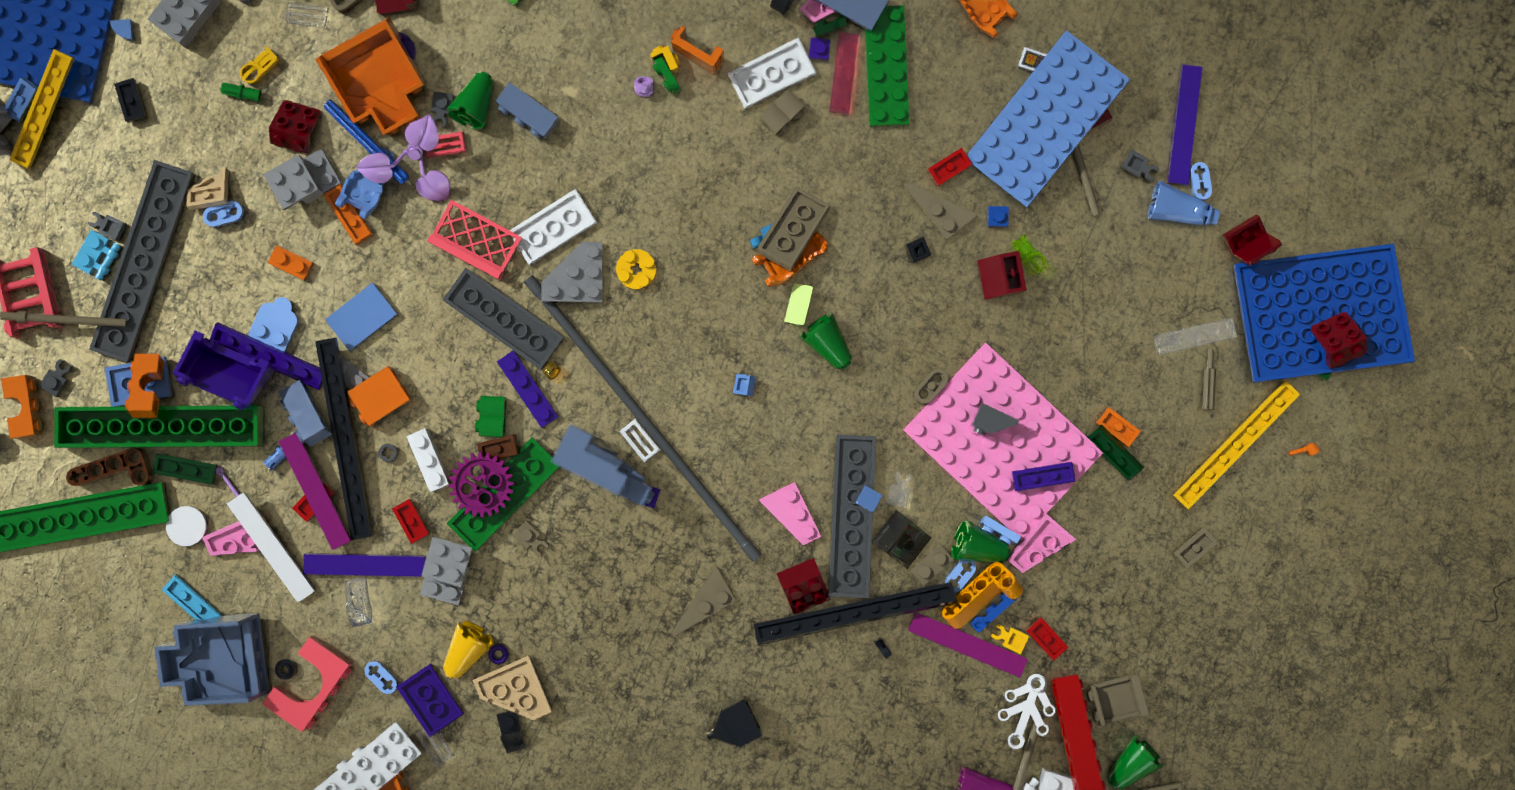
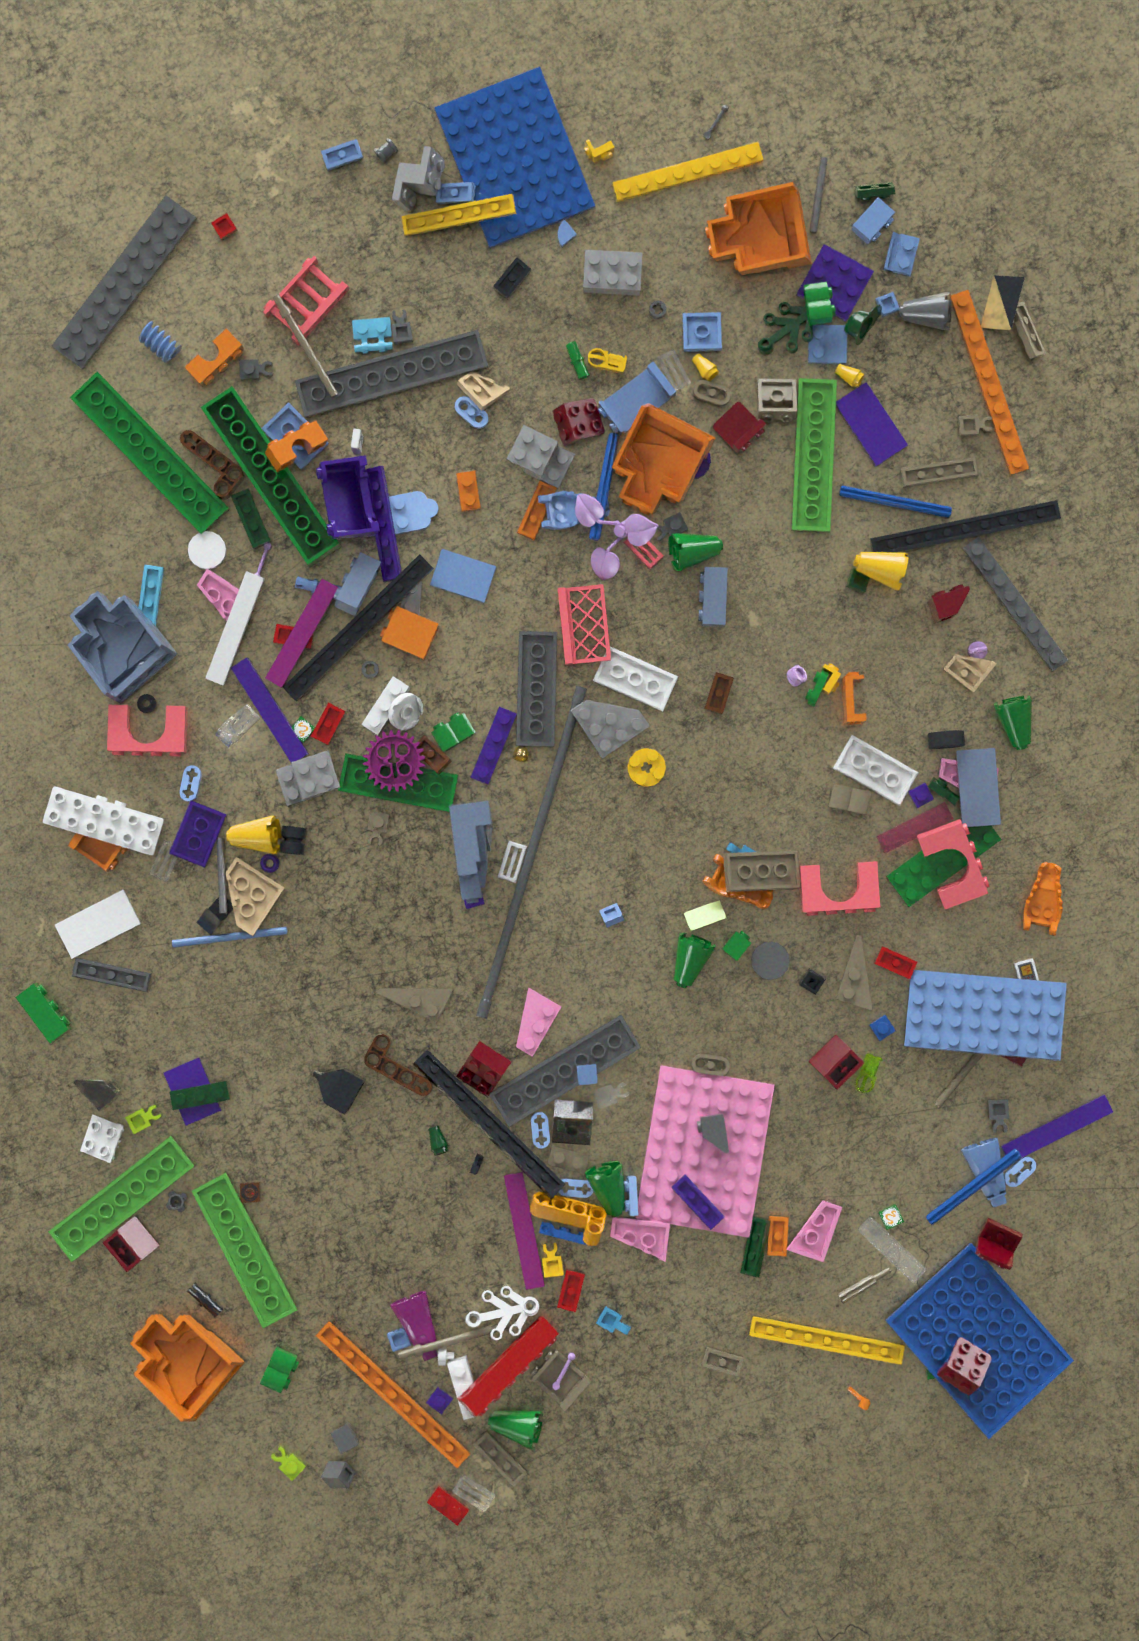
camera: 55 degrees right, 0 degrees up
(178, 330) = (357, 441): none -> white tile
(307, 78) = (625, 403): none -> medium blue panel
(400, 546) = (303, 729): none -> tile
(445, 446) = (405, 711): none -> white tile
(481, 704) = (221, 876): none -> flat silver bar
(491, 620) = (293, 840): none -> black wheel
(538, 733) = (228, 937): none -> medium blue piece
(613, 163) = (719, 693): none -> reddish brown plate
(755, 659) = (399, 1068): none -> reddish brown beam
(840, 668) = (437, 1141): none -> dark green cone
(843, 293) = (737, 945): none -> green brick
(875, 154) = (865, 897): none -> coral arch
(875, 274) = (770, 960): none -> dark grey tile
(886, 576) = (545, 1129): none -> light blue beam
(924, 53) = (972, 883): none -> coral arch
(1096, 621) = (610, 1320): none -> dark azure plate
(1120, 706) = (556, 1385): none -> lavender hinge
(1138, 391) = (817, 1232): none -> bright pink wing
(1166, 318) = (891, 1217): none -> tile
(1188, 228) = (973, 1186): none -> blue axle

